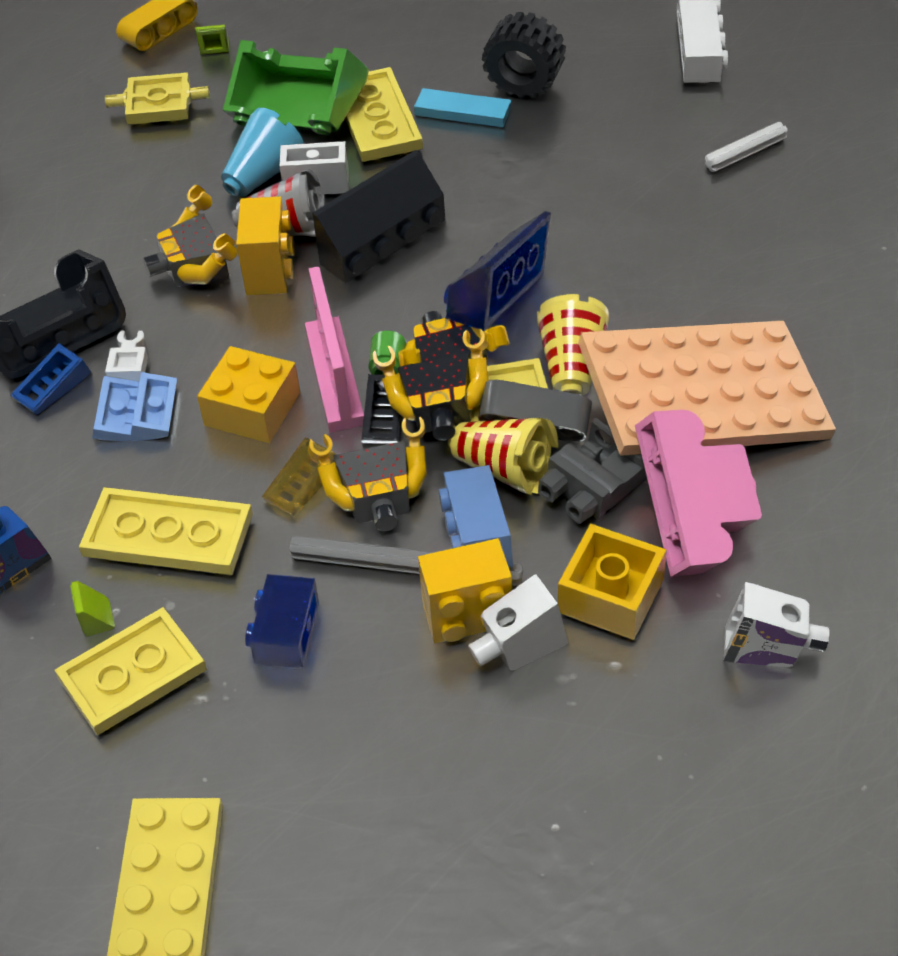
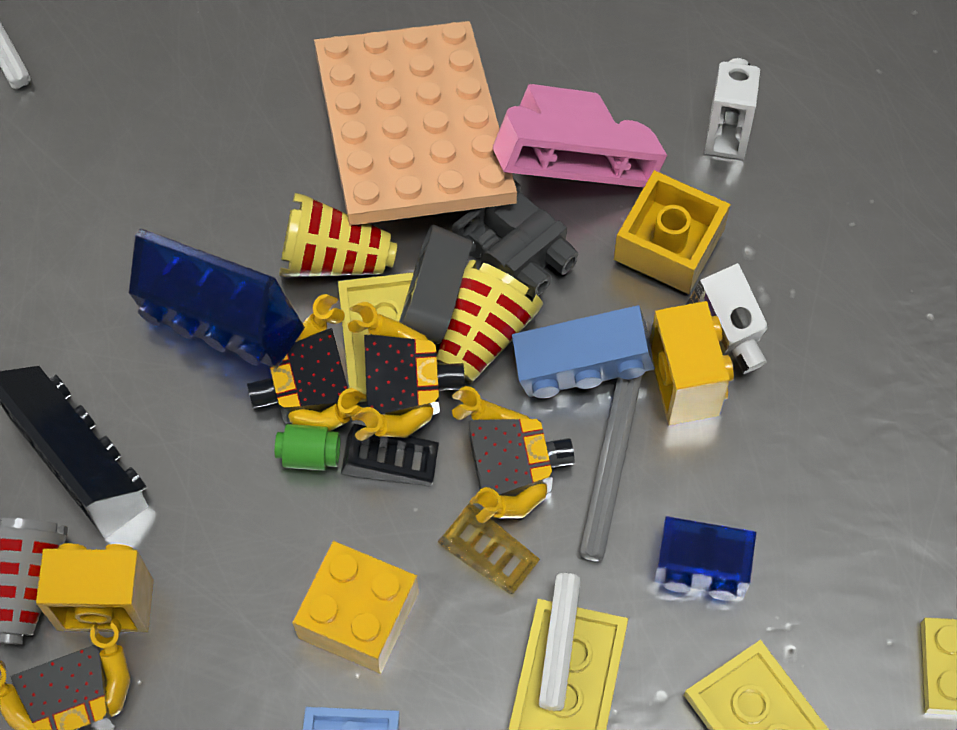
camera: 90 degrees left, 15 degrees up
(208, 513) = (559, 642): none -> white axle
(332, 363) = (312, 505): bright pink fence -> none

